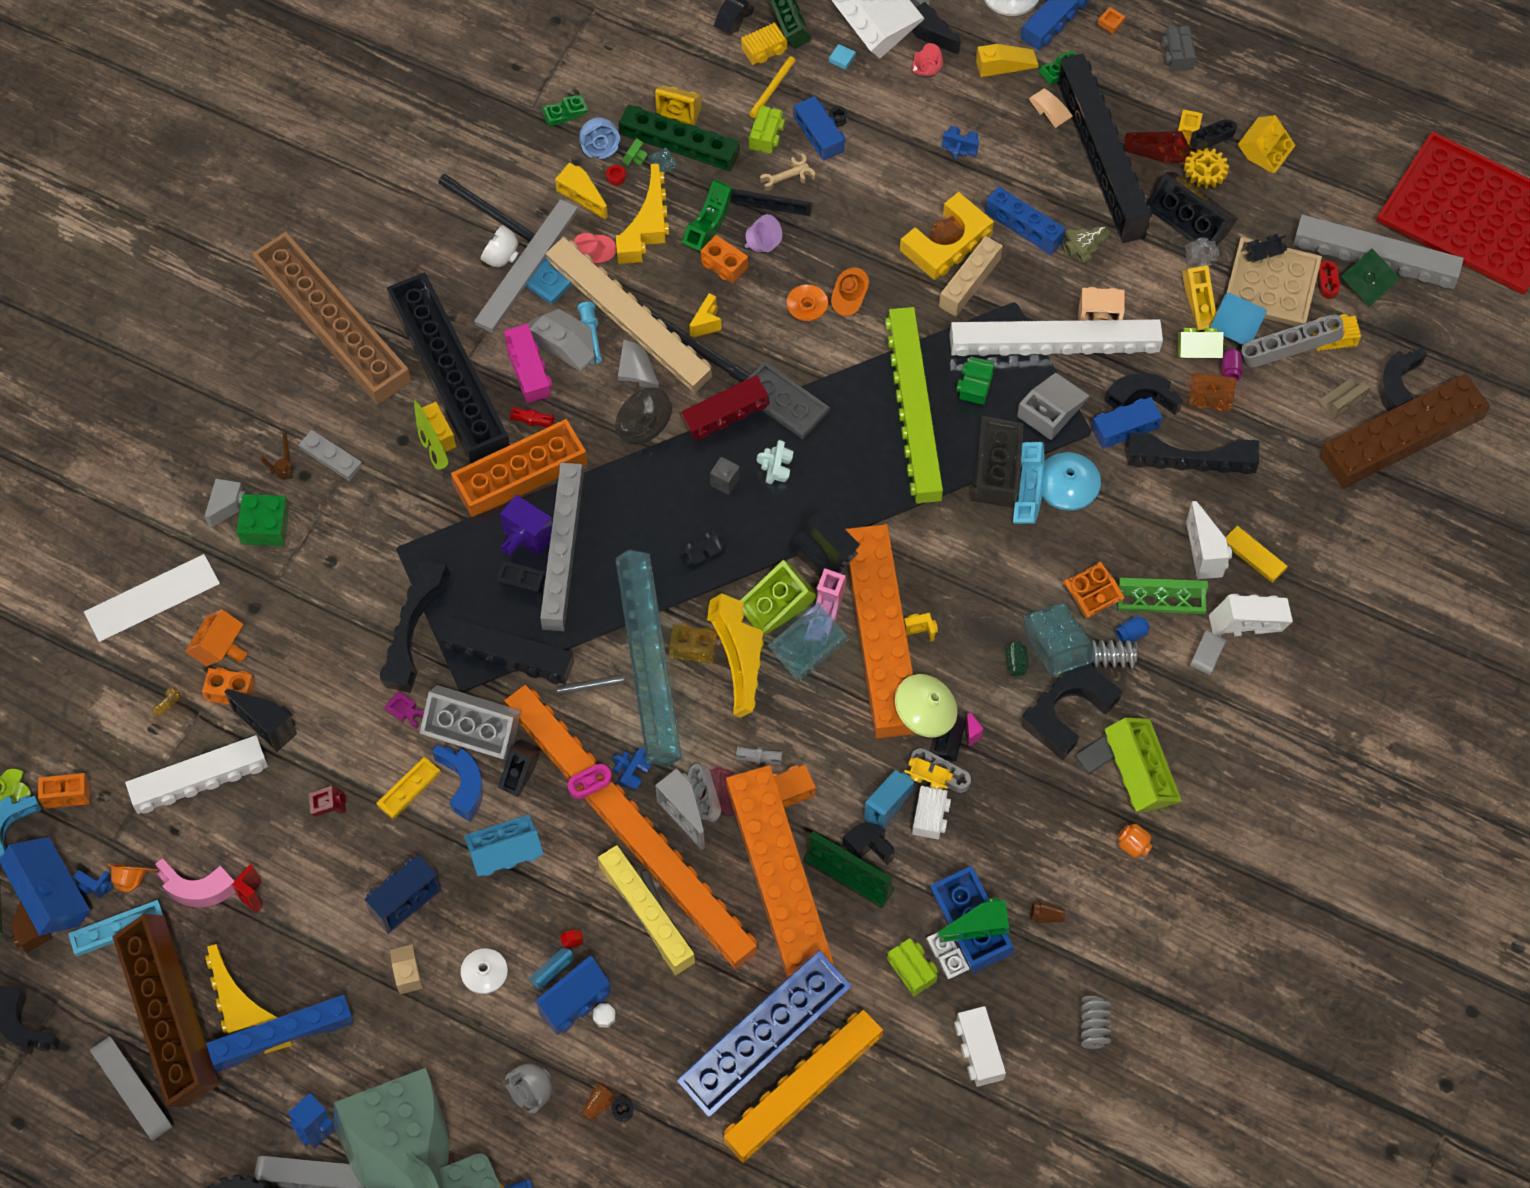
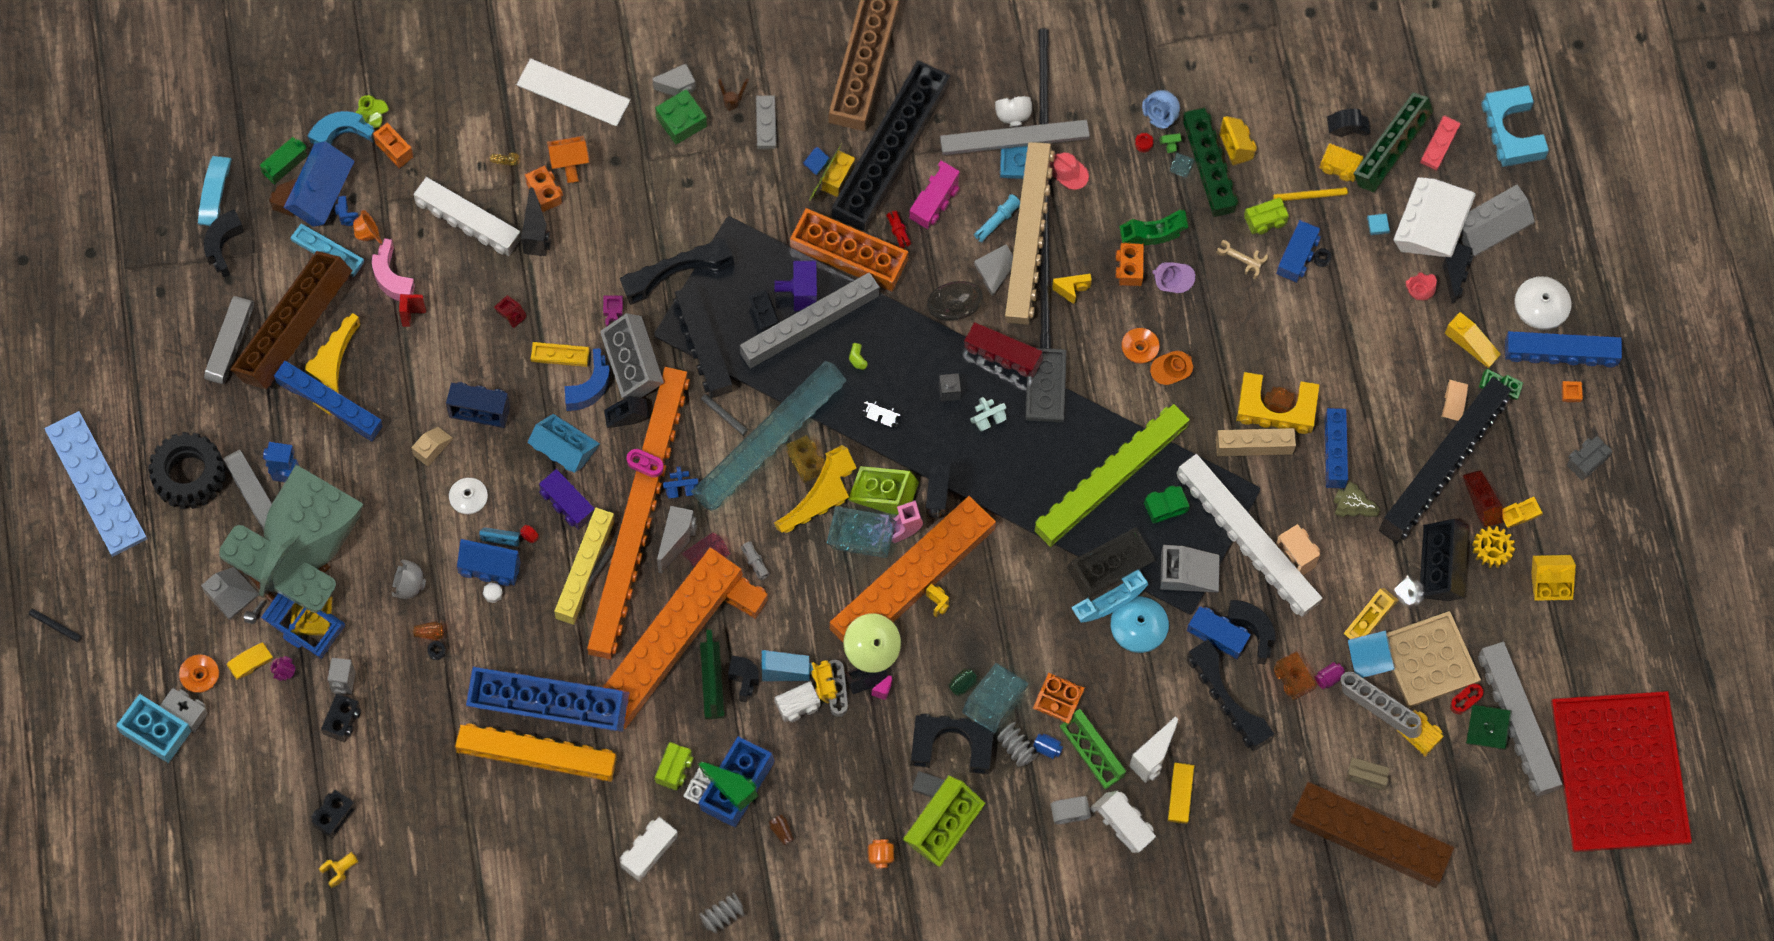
camera: 50 degrees right, 5 degrees up
(406, 438) = (817, 161): none -> blue slope
(564, 338) = (976, 203): light grey wedge -> none
(564, 880) = (566, 499): none -> dark purple brick
(569, 109) = (1170, 70): green slope -> none
(577, 186) = (1111, 121): yellow slope -> none
(630, 534) = (855, 357): none -> lime arm
(648, 225) = (1119, 194): yellow arch -> none
(709, 805) = (697, 543): light grey beam -> none
(771, 202) = (1208, 262): black slope -> none
(960, 144) = (1365, 360): blue hips -> none
(1200, 344) = (1327, 640): brick -> none
(1204, 137) = (1518, 532): black beam -> none
(1257, 249) = (1457, 637): black hinge -> none
(1391, 387) = (1417, 796): black arch -> none

